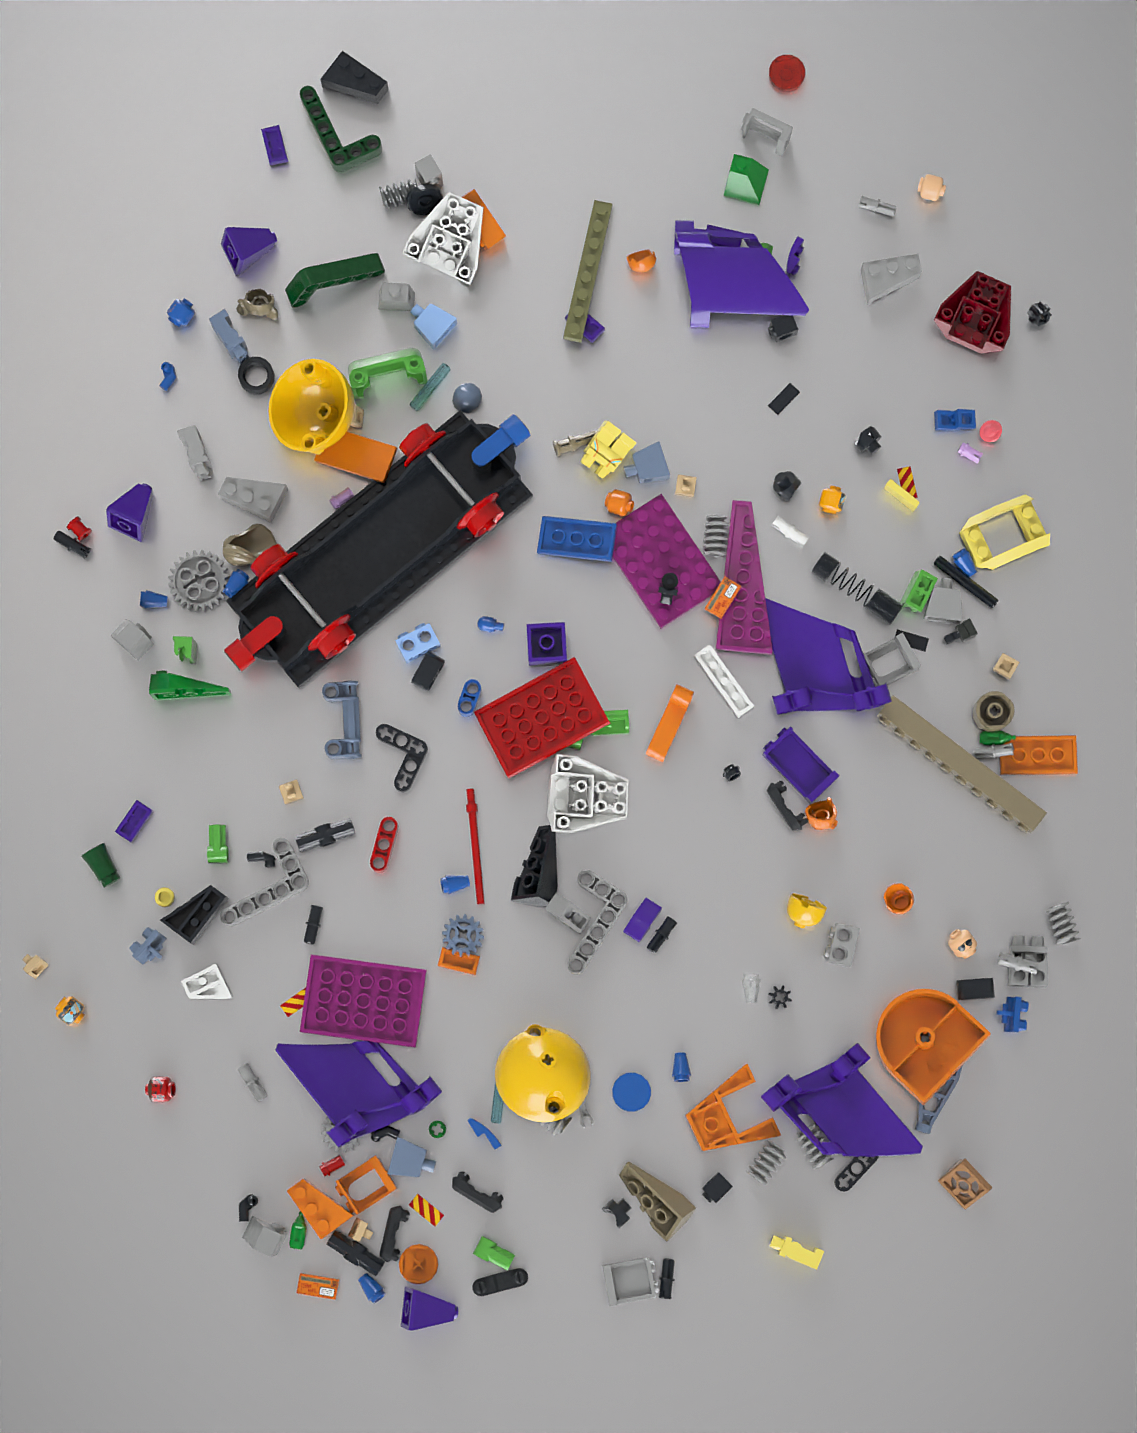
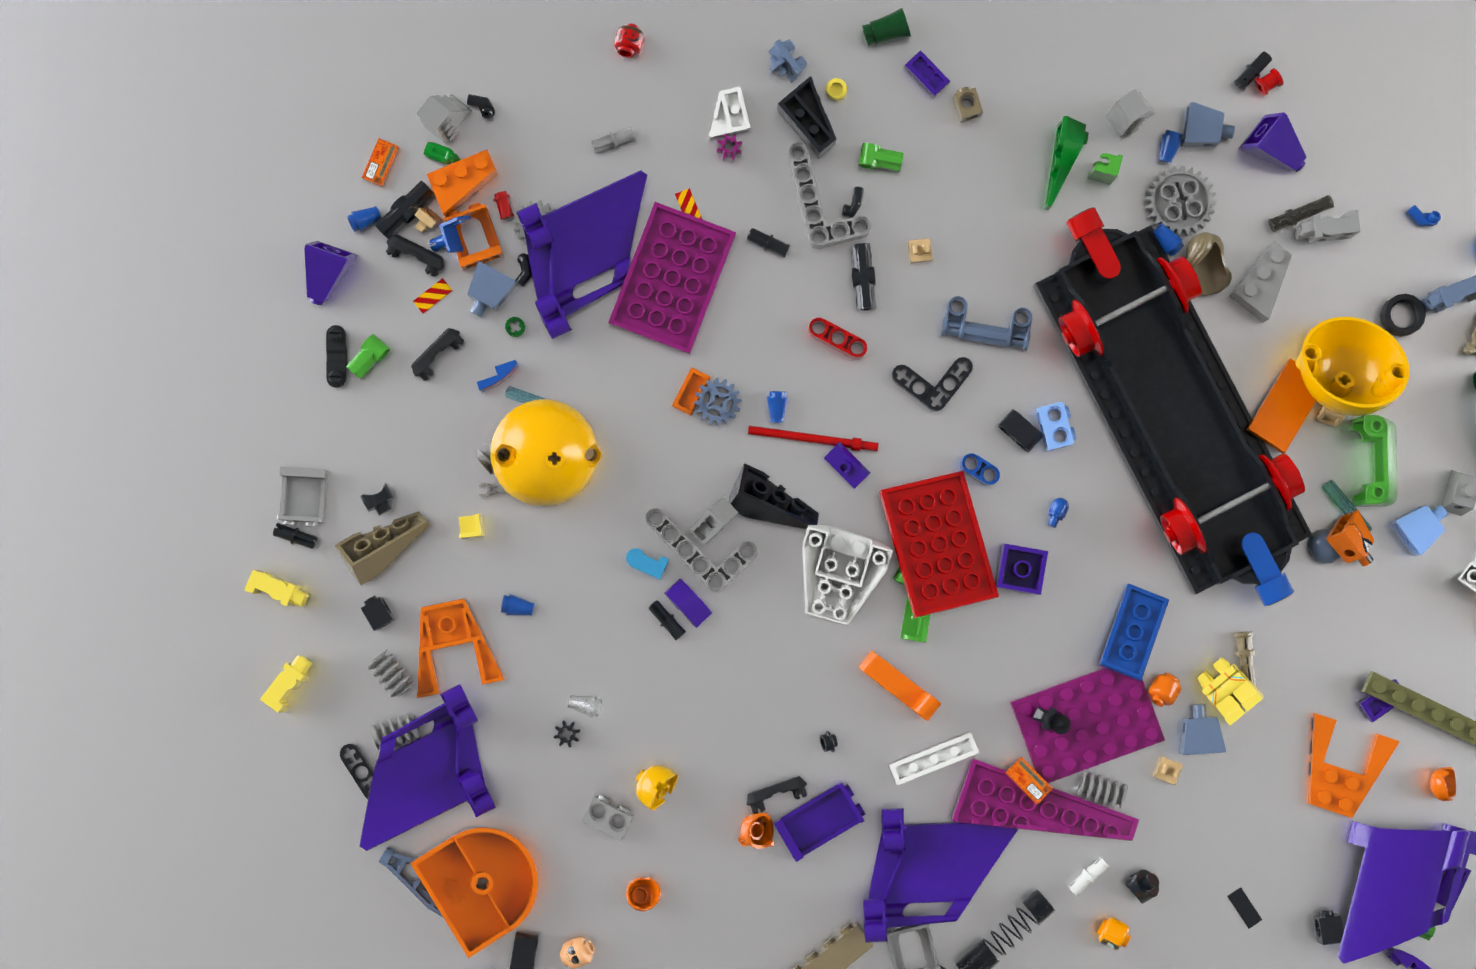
camera: 100 degrees right, 5 degrees up
(130, 574) = (1204, 127): none -> sand blue torso
(162, 781) = (966, 114): none -> dark tan brick
(191, 483) = (1291, 216): none -> clear smoke pin
(231, 976) = (726, 153): none -> magenta gear
(340, 499) = (1239, 379): lavender pin -> none
(372, 1206) = (449, 237): none -> blue bracket
(418, 1264) = (377, 274): orange tile -> none
(456, 377) = (1352, 538): none -> orange torso
(492, 811) = (847, 465): none -> dark purple plate
(616, 970) = (638, 560): none -> dark azure leg
(621, 1125) = (471, 526): none -> light yellow panel
(631, 1092) = (503, 546): blue tile -> none
(666, 343) = (1337, 787): none -> orange wing
(716, 1280) = (277, 588): none -> light yellow hips
(964, 1201) = (296, 883): medium nougat piece -> none

